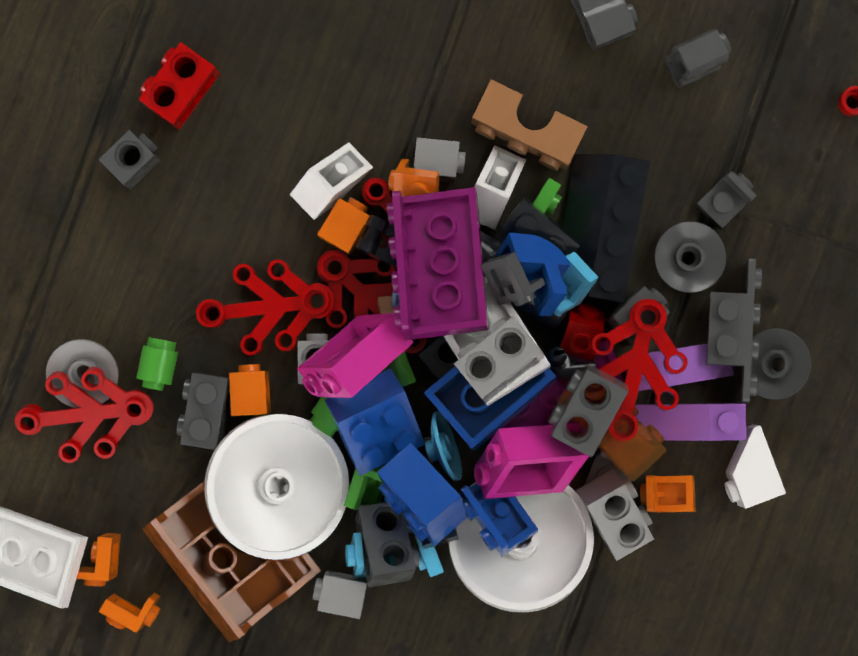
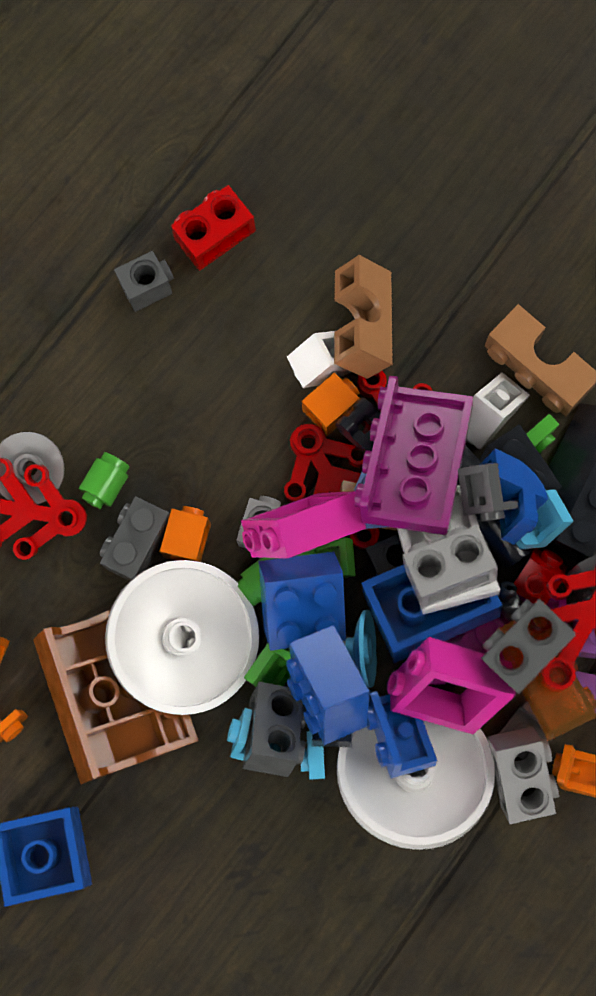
camera: 20 degrees right, 10 degrees down
(272, 306) = (234, 460): red plant -> none
(340, 594) = (211, 770): light grey brick -> none
(346, 109) = (367, 341): none -> medium nougat arch
(412, 180) = (413, 376): orange bracket -> none
(439, 156) = (442, 367): light grey brick -> none

